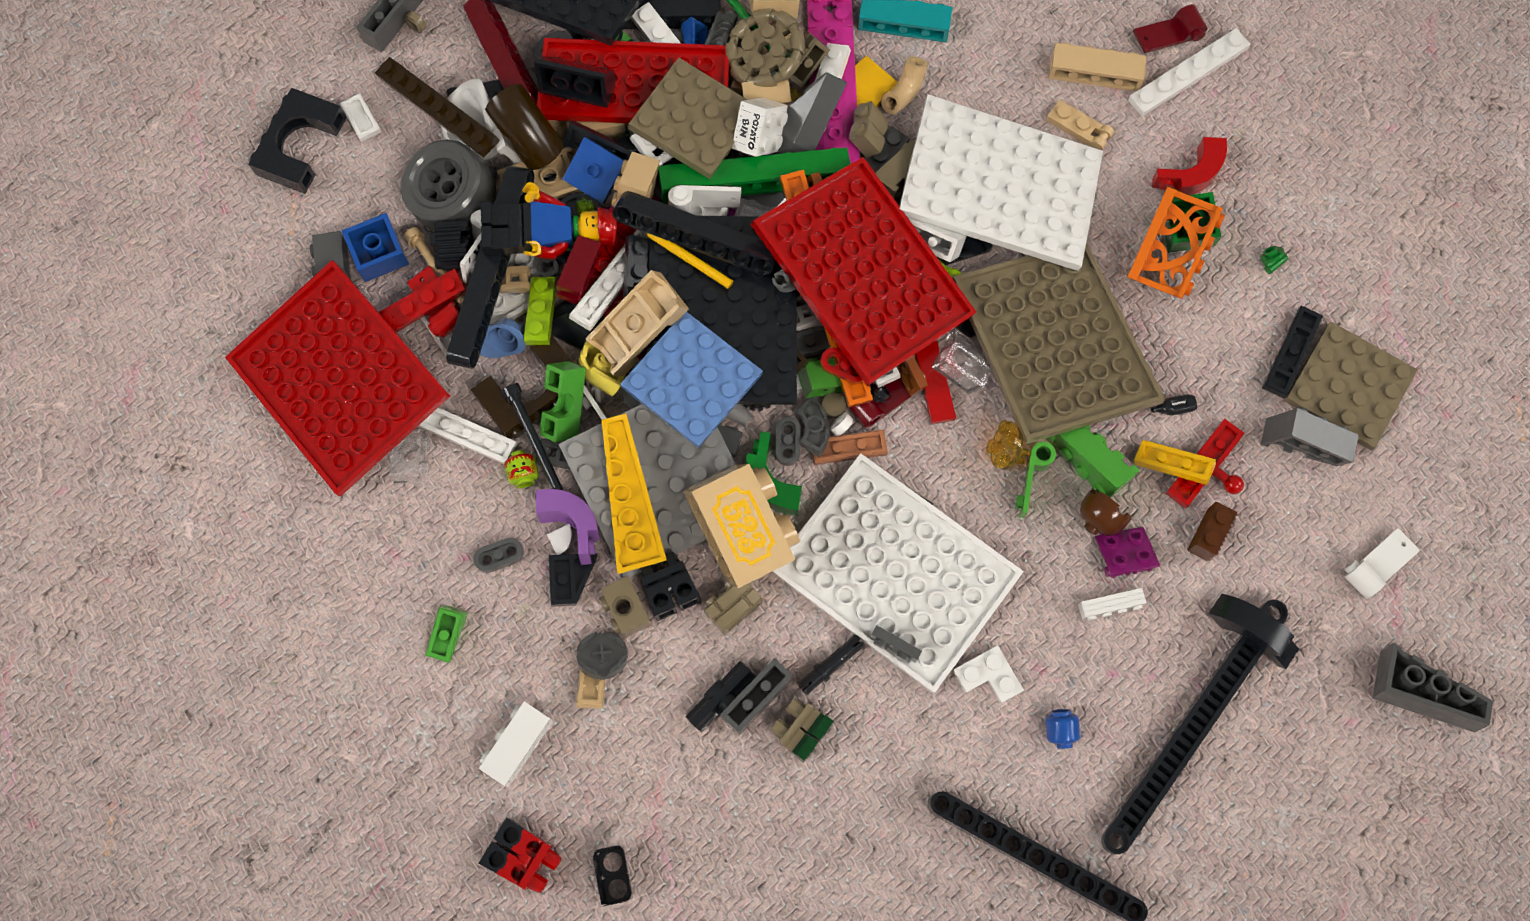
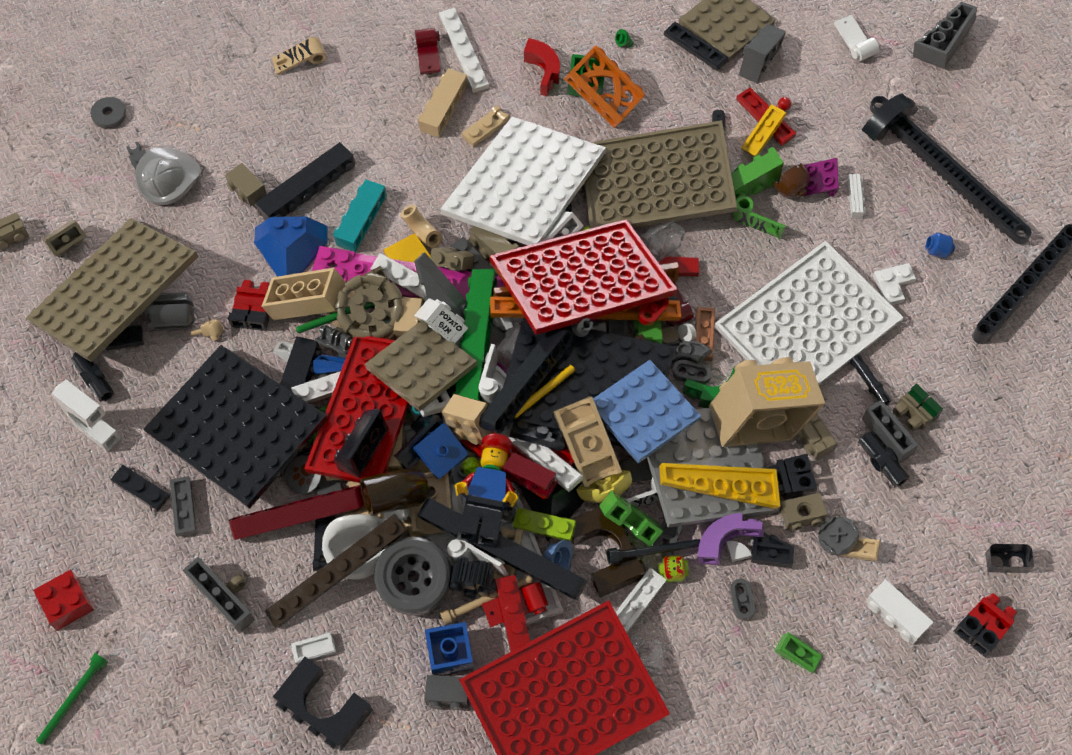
camera: 75 degrees left, 10 degrees down
(885, 640) = (863, 334): dark grey plate -> none
(1007, 446) = (723, 231): clear yellow plate -> none
(1212, 531) = (817, 123): reddish brown brick -> none

